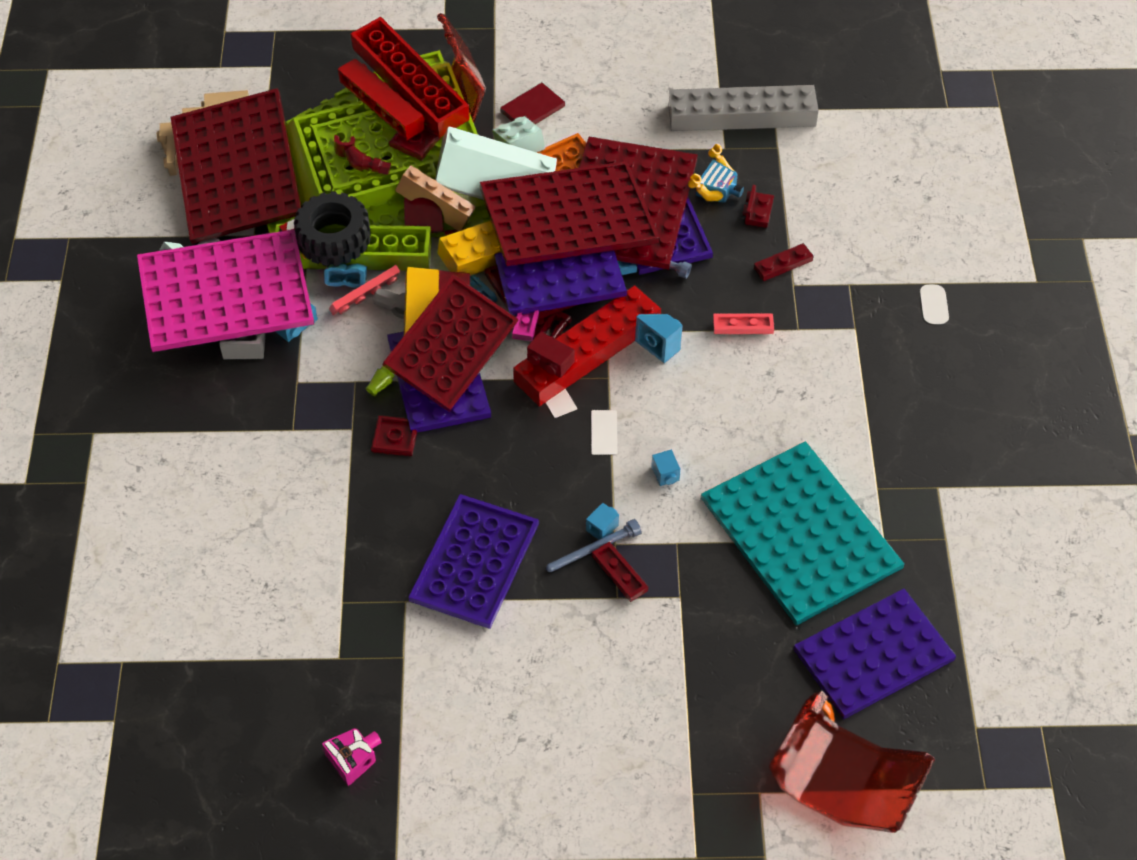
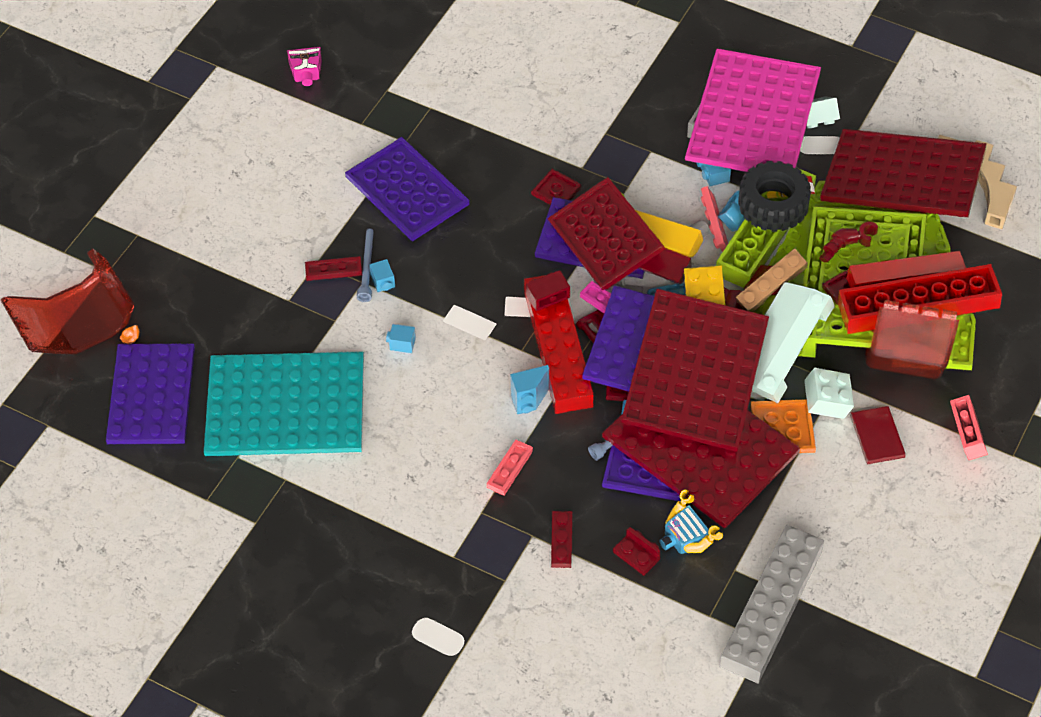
camera: 120 degrees right, 0 degrees up
(495, 47) = (968, 427): none -> coral brick

